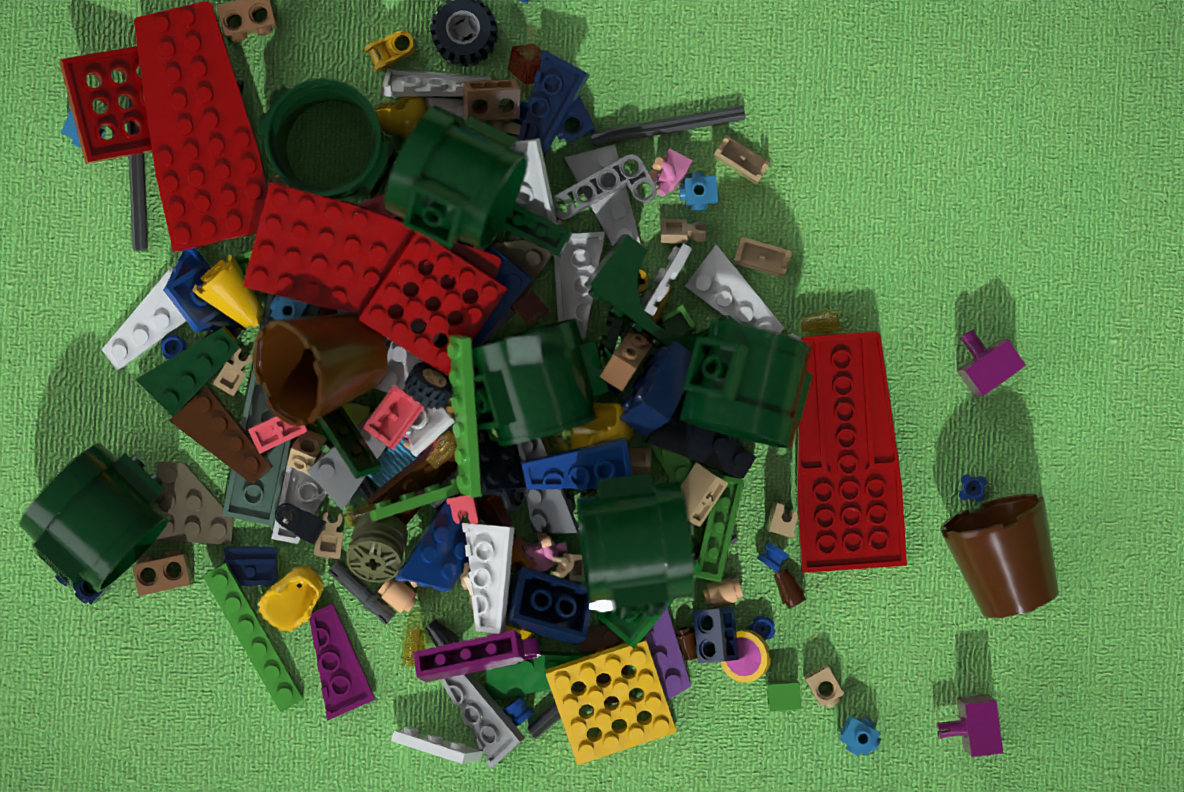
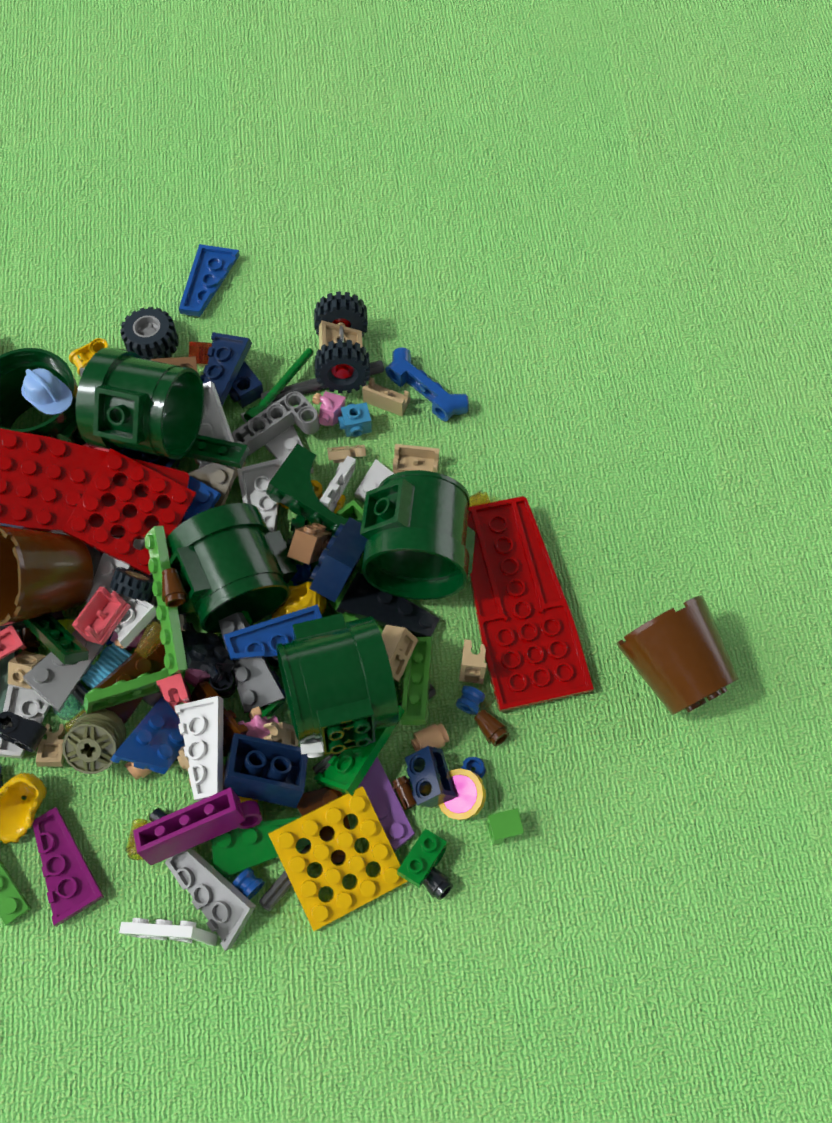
camera: 15 degrees left, 25 degrees down
(349, 148) = (46, 392): none -> light blue piece
(365, 595) = (92, 798): dark grey pin -> none
(398, 595) = (120, 789): light nougat brick -> none
(475, 413) = (172, 588): none -> reddish brown cone
(534, 348) = (219, 514): clear green slope -> none
(583, 165) = (280, 385): none -> green piece
(694, 715) = (422, 858): none -> green plate
(697, 88) = (341, 357): none -> black plate
(702, 735) = (437, 884): none -> black cone
(765, 125) = (443, 404): none -> blue plate
(818, 676) = (542, 800): tan brick -> none
(853, 728) = (577, 852): dark azure brick -> none
(966, 492) = (639, 612): blue plate -> none
(976, 724) = (696, 822): magenta brick -> none
(989, 365) = (624, 512): magenta brick -> none

